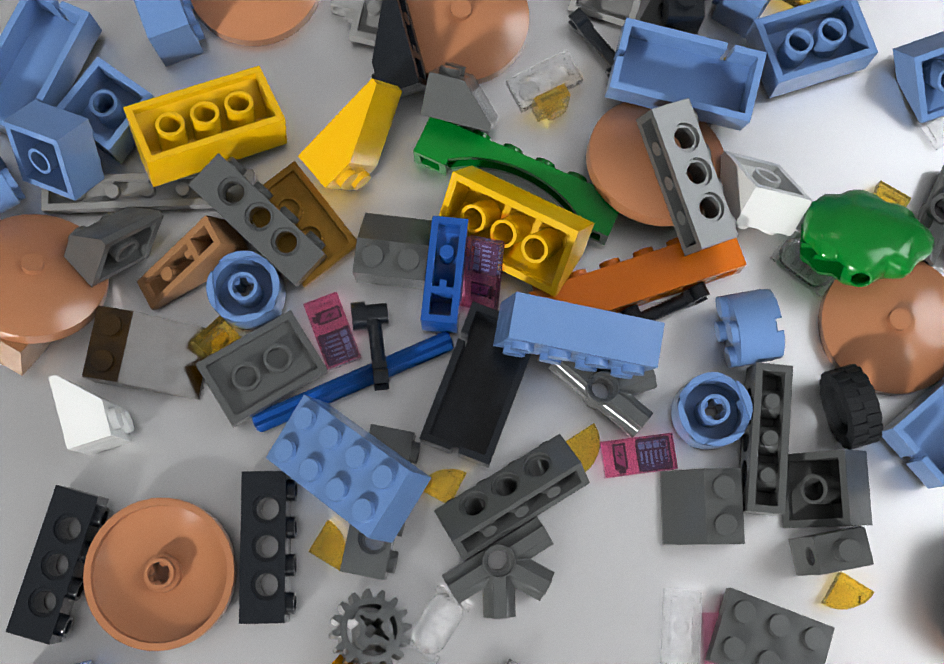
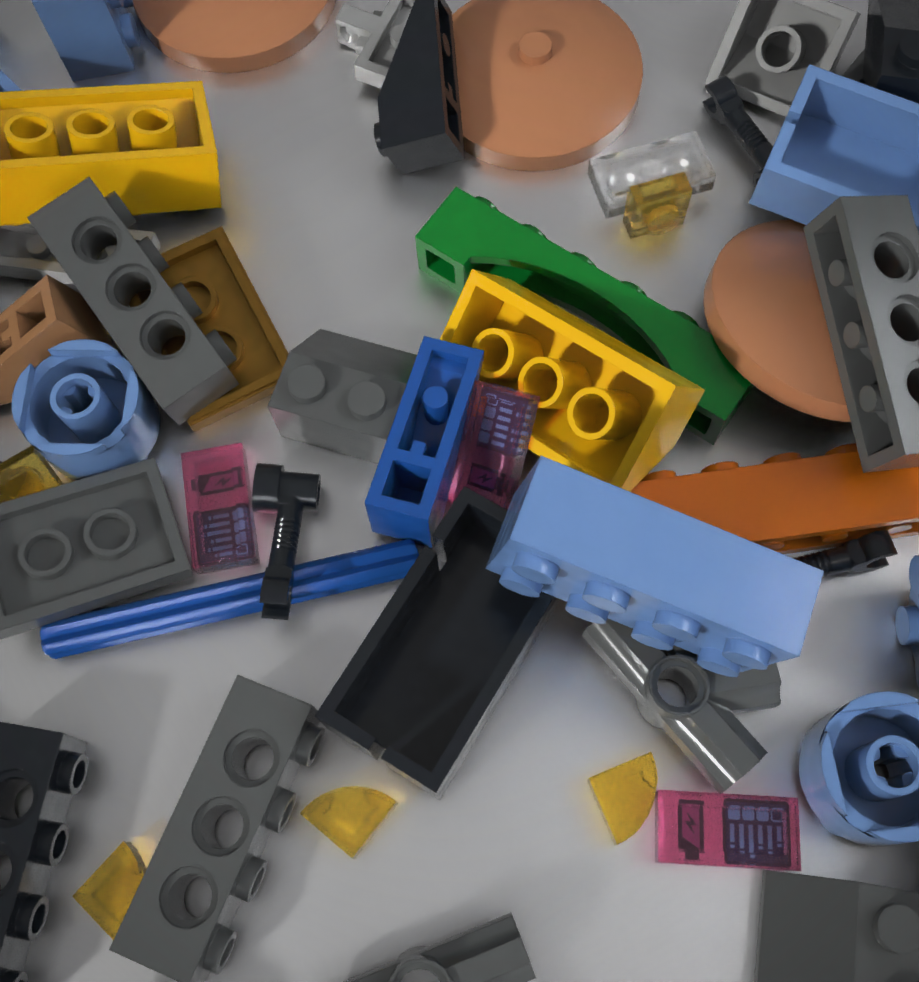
camera: 15 degrees right, 10 degrees down
(348, 469) = (171, 758): medium blue brick -> none
(354, 139) = (321, 191): yellow slope -> none
(457, 98) = (498, 160): dark grey slope -> none
(512, 496) = (469, 866): dark grey brick -> none

